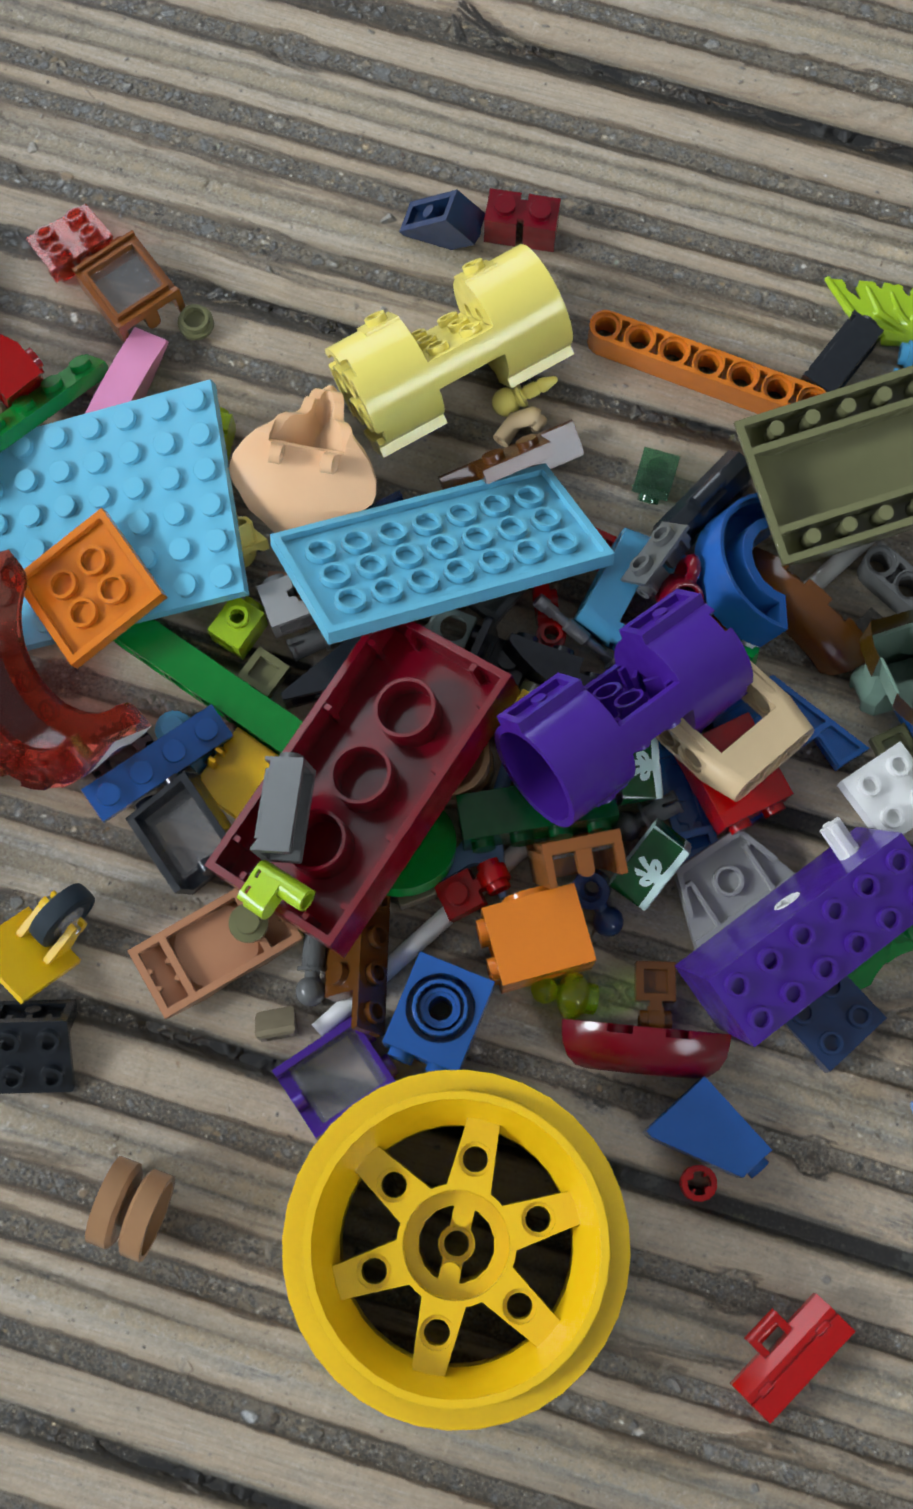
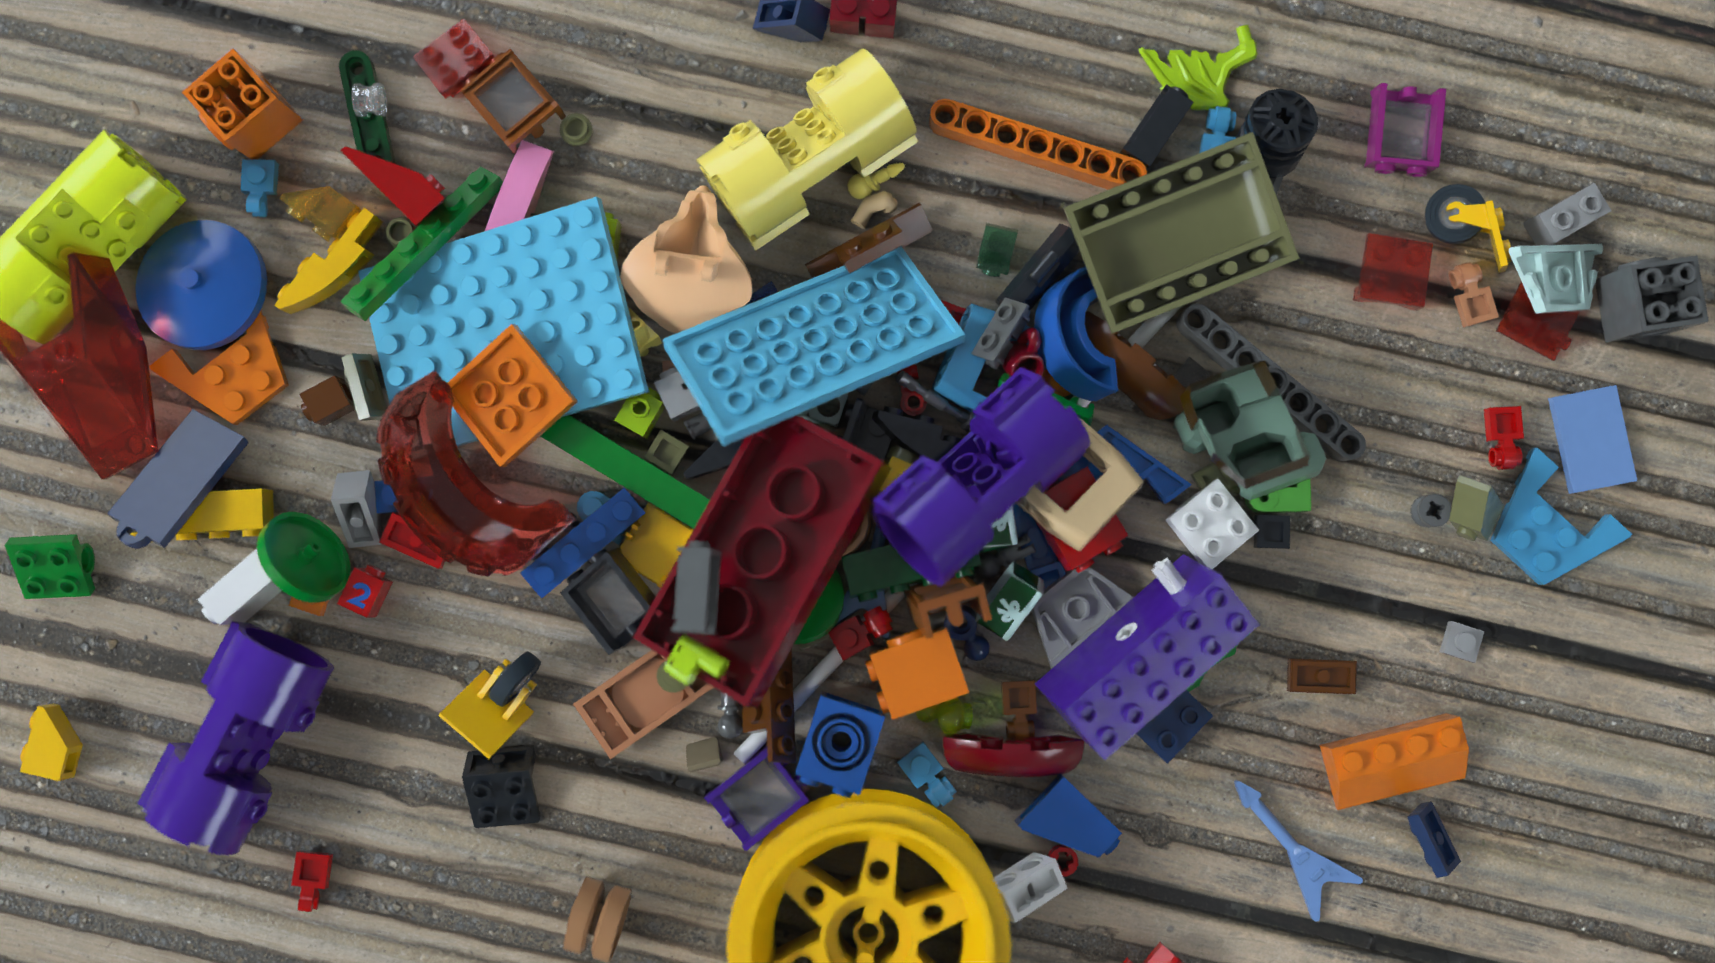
camera: 10 degrees left, 10 degrees up
(534, 1058) = (922, 767): none -> dark azure plate
(659, 1204) = (1029, 885): none -> white brick

